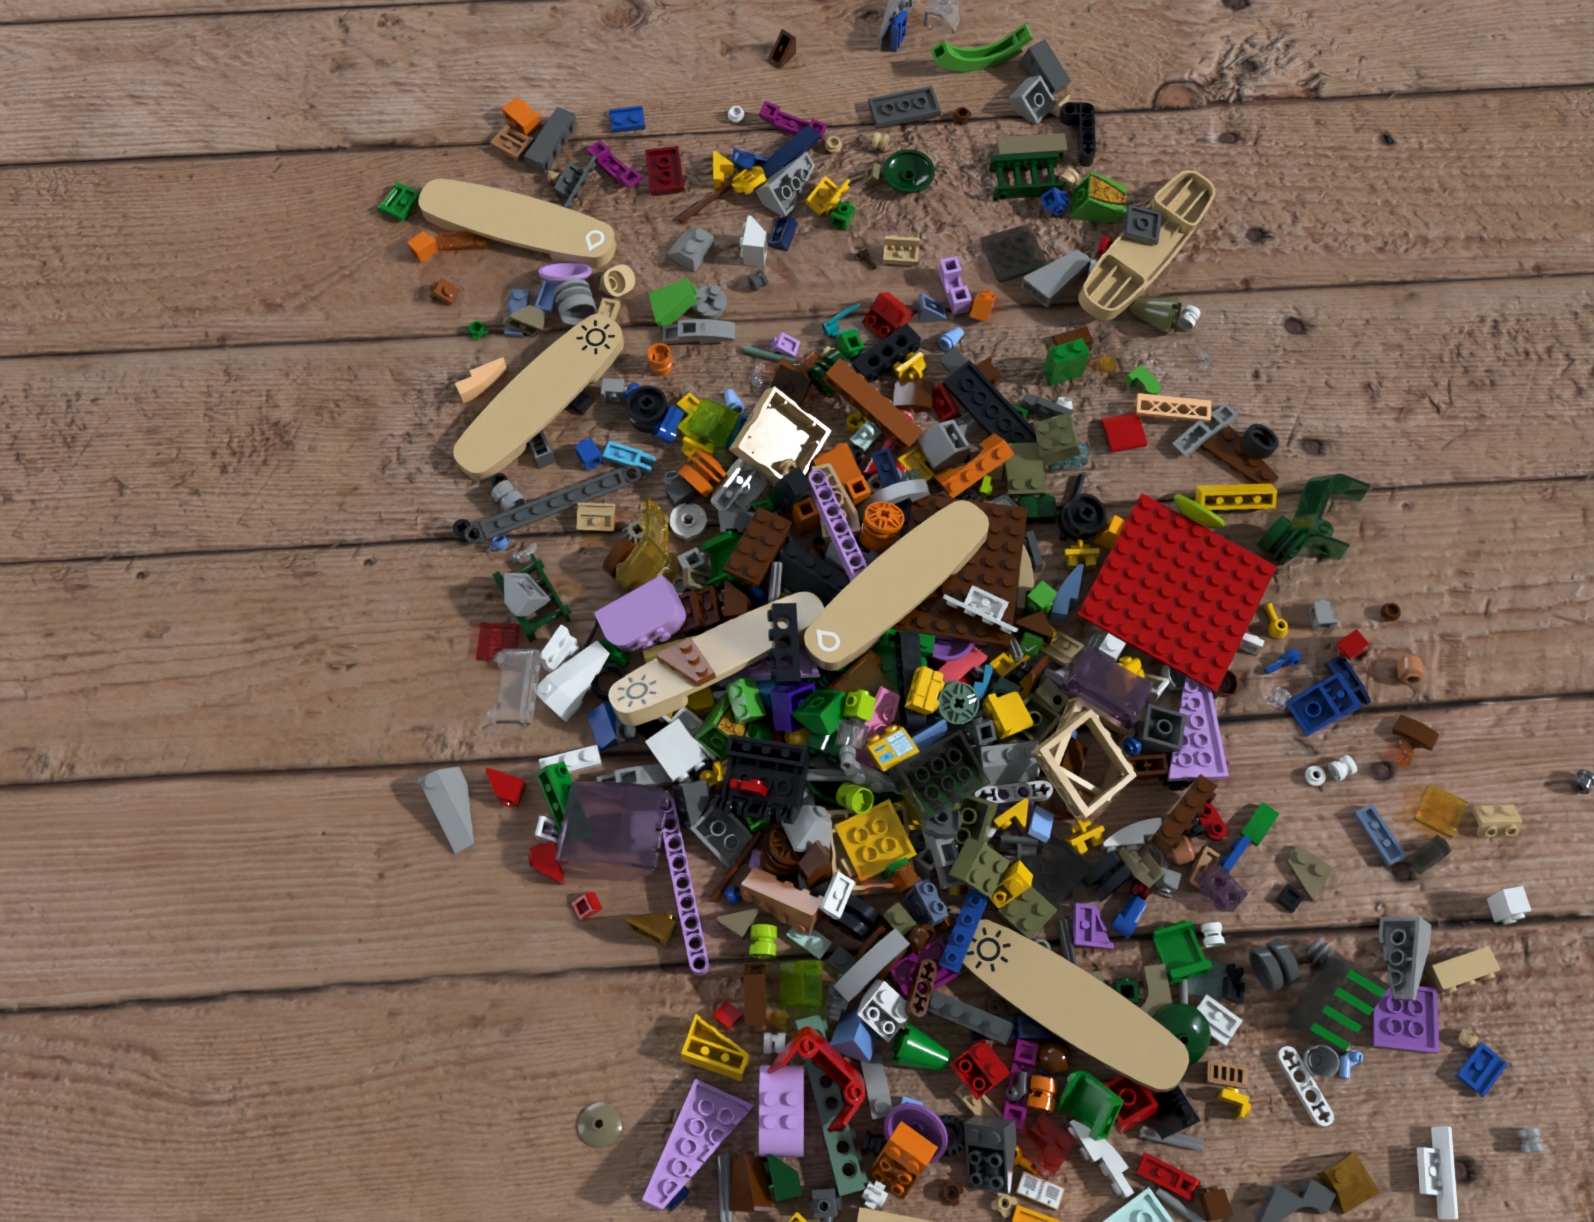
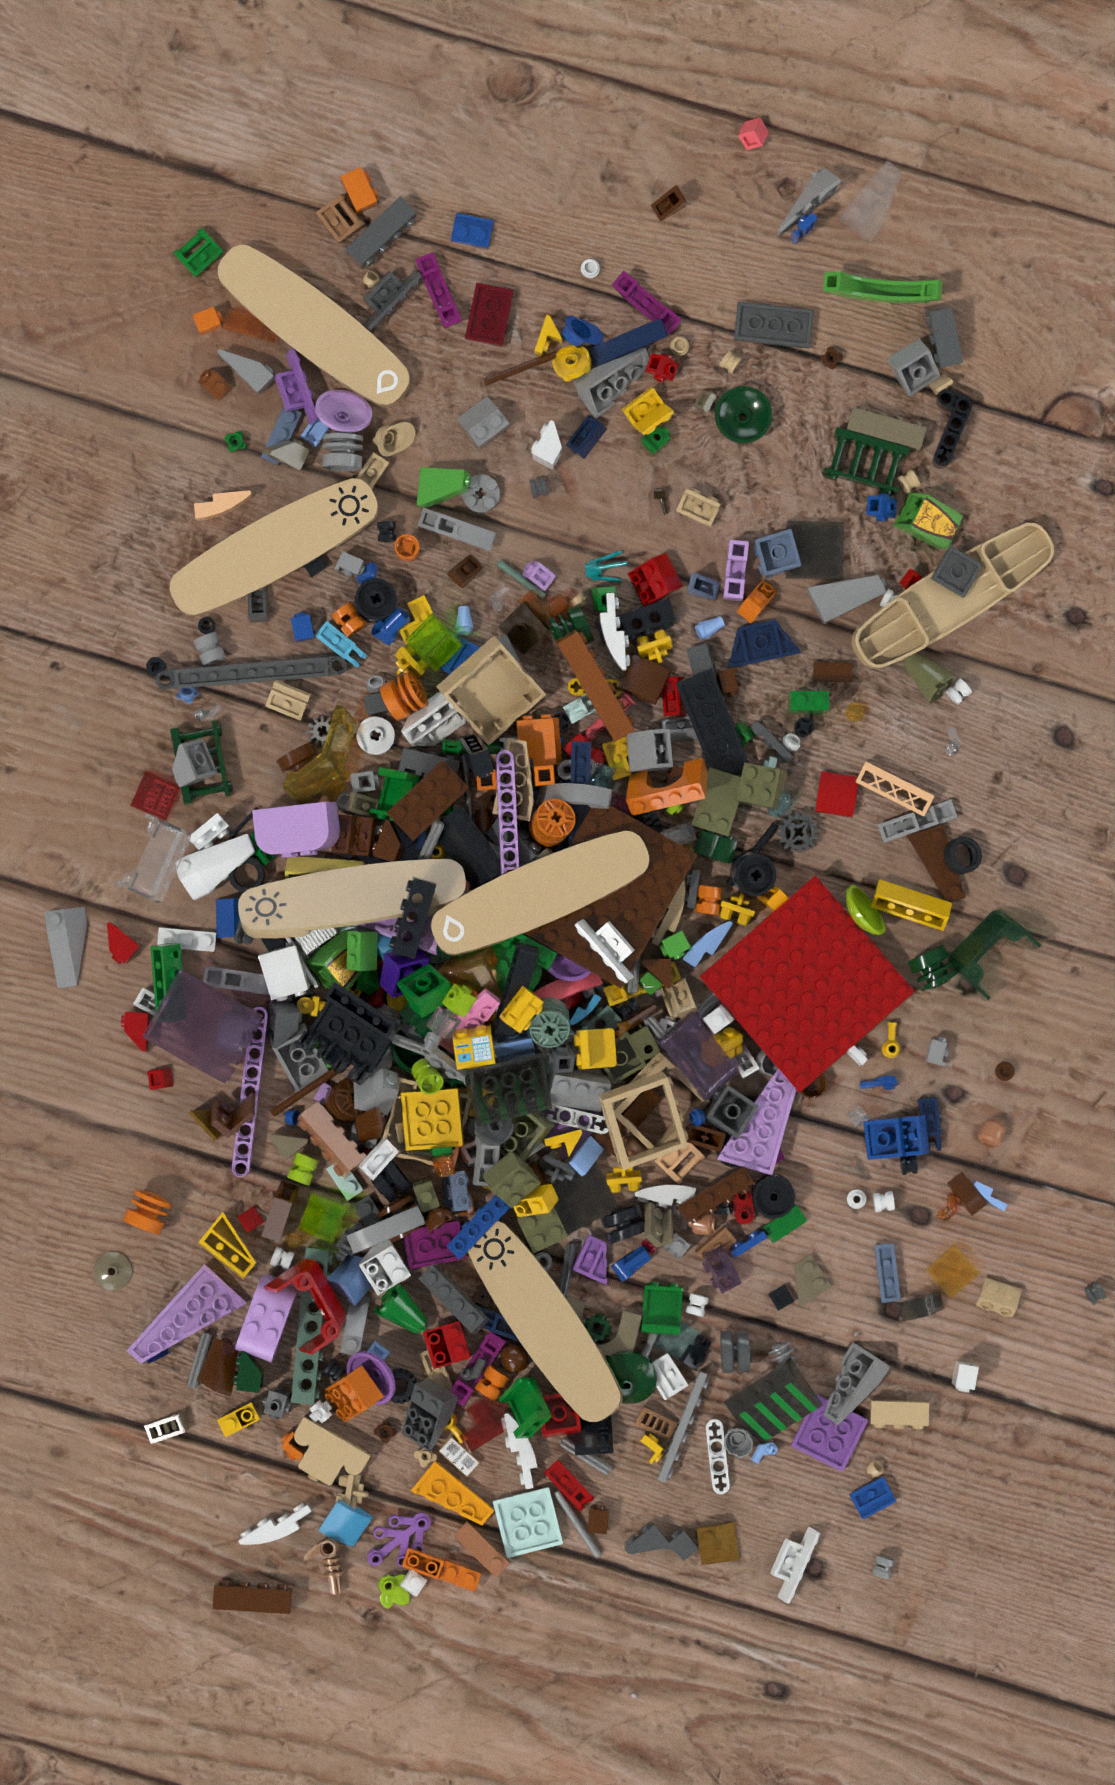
camera: 15 degrees right, 20 degrees up
(471, 271) = (251, 371): none -> light grey slope
(517, 271) = (294, 388): none -> medium lavender bracket
(616, 1043) = (147, 1211): none -> orange wheel
(628, 432) = (351, 626): none -> orange wheel
(637, 354) = (386, 531): none -> black wheel
(672, 916) = (229, 1121): none -> reddish brown bracket
(689, 661) = (321, 895): wing -> none
(696, 708) = (316, 938): none -> white brick
(717, 365) = (464, 571): none -> reddish brown slope
(753, 787) = (337, 1037): red plate -> none
(787, 466) = (489, 717): tan plate -> none
(825, 160) = (662, 367): none -> red brick
(871, 364) = (614, 639): none -> white slope
(914, 995) = (429, 1261): reddish brown beam -> none
(984, 262) = (777, 553): none -> sand blue plate
(1002, 336) = (760, 644): none -> dark blue wing
(1052, 555) = (708, 900): none -> orange wheel
(1069, 383) = (805, 728): none -> black wheel
(1095, 473) = (787, 824): none -> dark grey gear
(1123, 798) = (670, 1161): none -> light nougat plate
(1143, 381) = (882, 749): bright green leg -> none
(1248, 794) = (783, 1201): none -> black wheel
(1257, 1076) = (686, 1419): none -> light grey plate
(1348, 725) = (908, 1165): none -> black wheel
(1352, 645) = (947, 1094): red slope -> none
(1443, 730) = (986, 1192): none -> light blue slope

